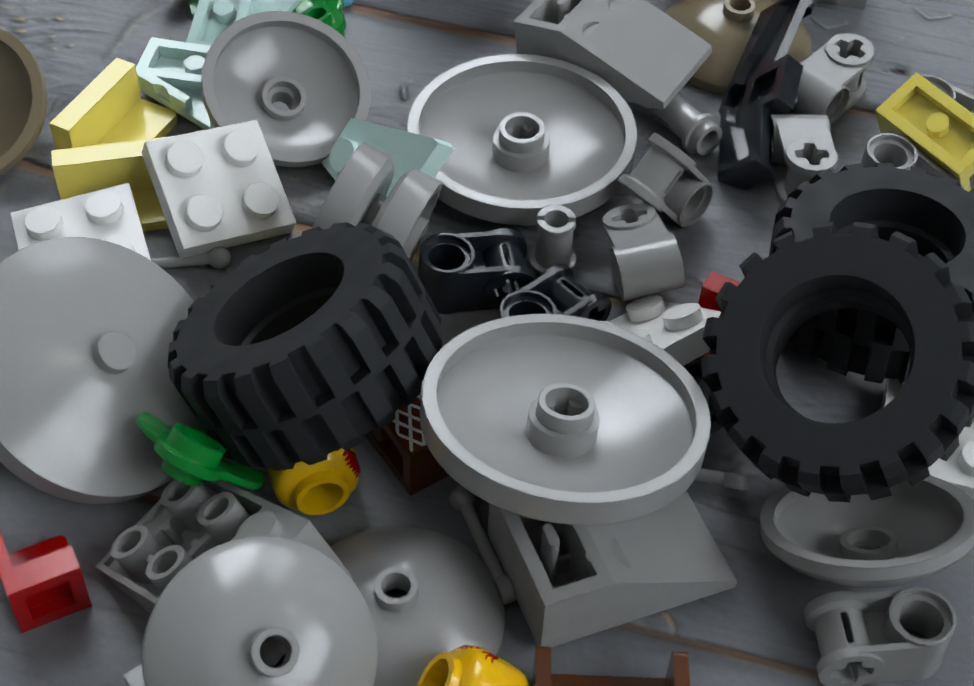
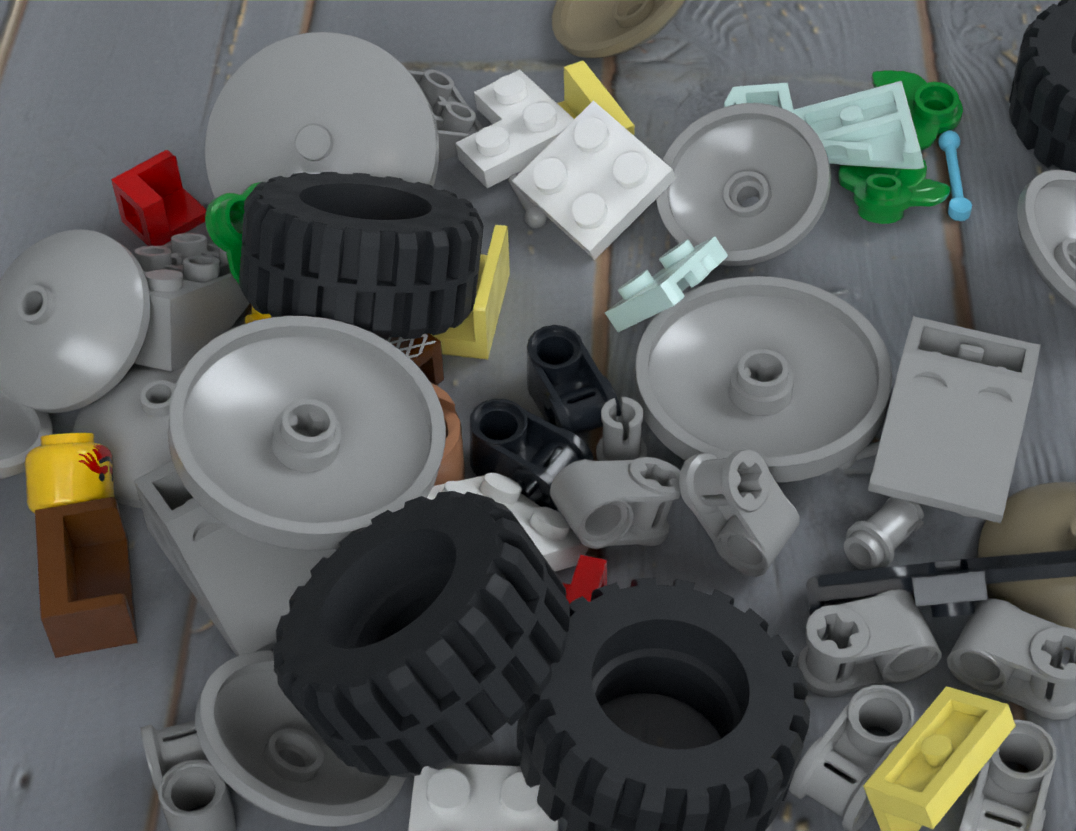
camera: 80 degrees right, 0 degrees up
(111, 112) = (666, 91): light yellow panel -> none
(361, 198) = (560, 271): light grey wheel -> none

